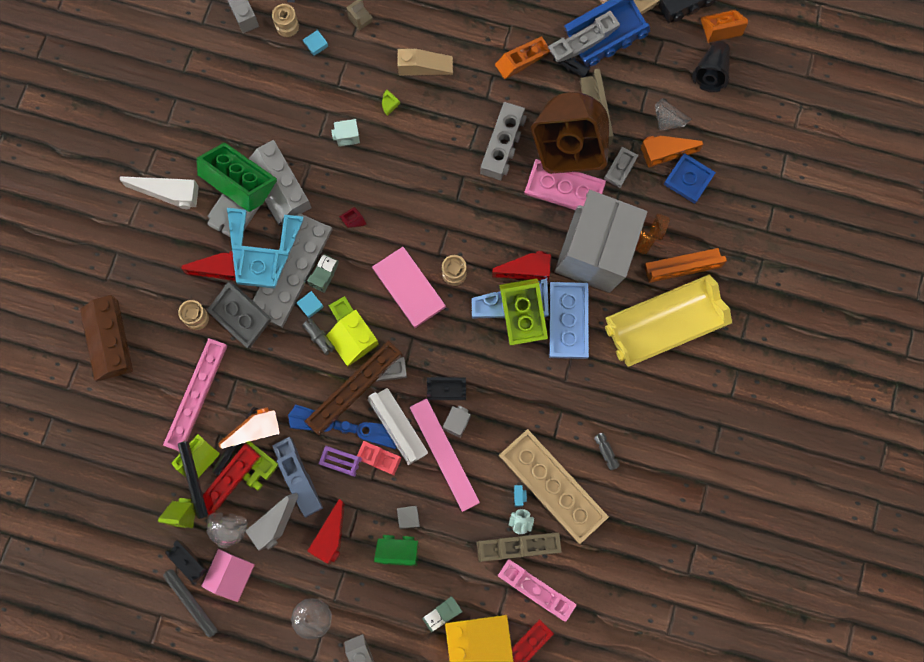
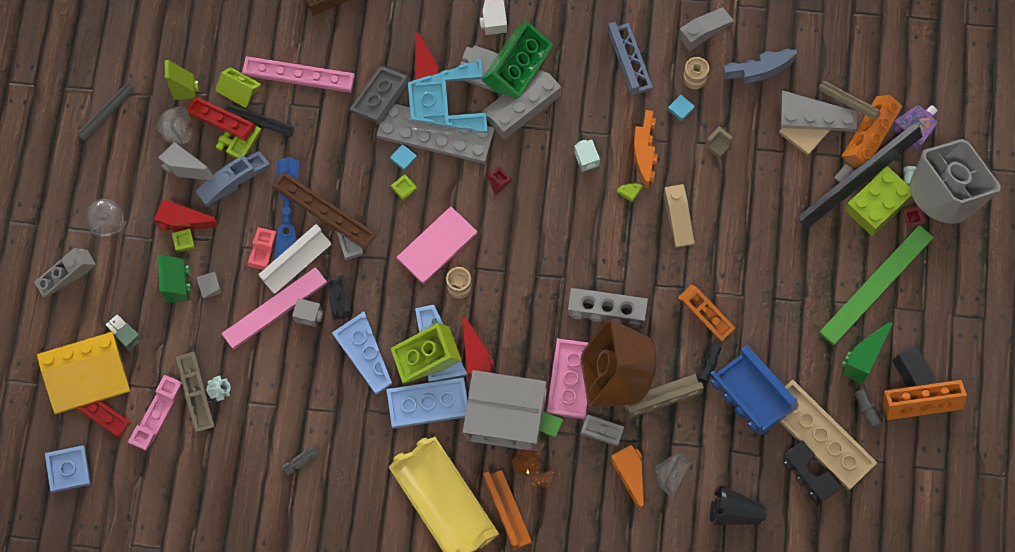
camera: 80 degrees right, 5 degrees down
(186, 561) = (142, 100): black hinge -> none
(192, 478) = (215, 86): black axle -> none
(193, 314) = (372, 54): tan wheel -> none
(228, 575) = (133, 138): bright pink slope -> none
(254, 427) = (272, 131): slope -> none
(255, 80) = (625, 60): none -> sand blue fence
(318, 336) = (372, 171): dark grey pin -> none
(323, 273) = (436, 162): sand green leg -> none
(352, 338) = (376, 203): neon yellow slope -> none
(353, 538) = (183, 240): none -> lime tile
(355, 466) = (250, 226): medium lavender tile -> none
(357, 82) = (644, 151): none -> orange slope
(504, 374) = (361, 348): none -> light blue wing
(519, 496) = (243, 382): medium azure plate -> none
(553, 486) = (257, 414): tan plate -> none
(584, 39) = (735, 367): light grey slope -> none
(689, 178) = (603, 502): blue plate -> none
(724, 25) = (789, 514): orange slope -> none

